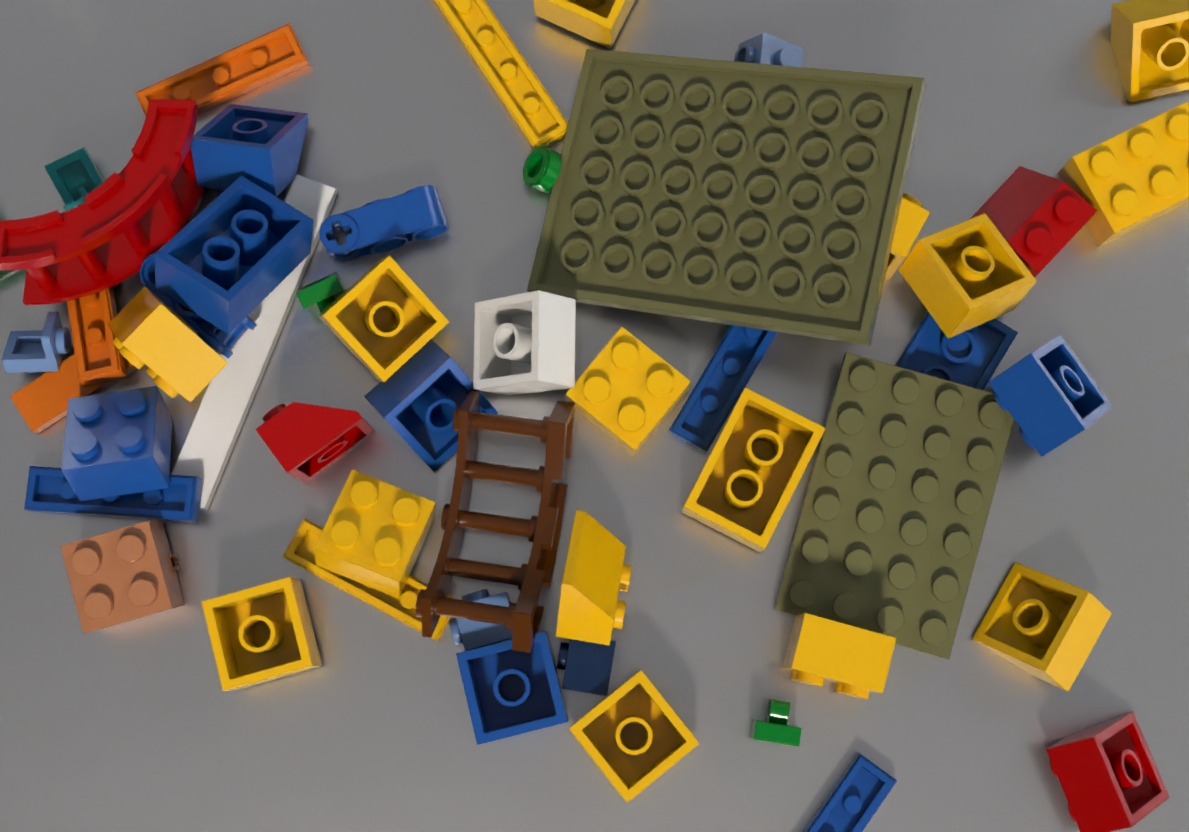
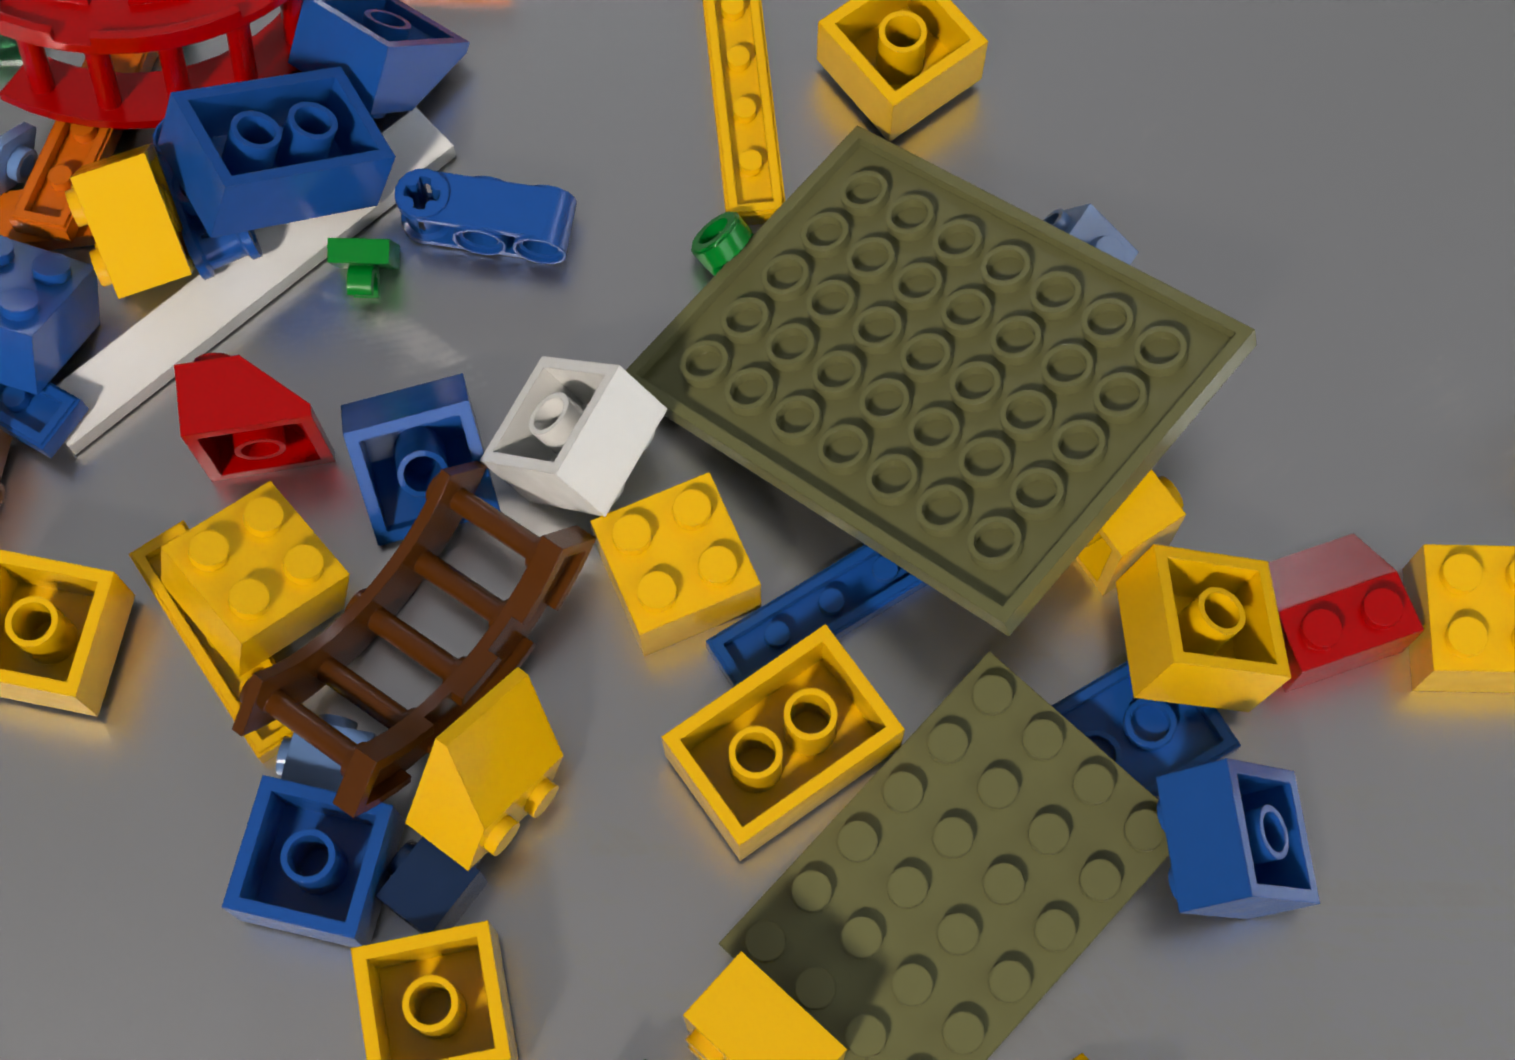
camera: 25 degrees right, 10 degrees down
(383, 318) = (416, 317): yellow brick -> none

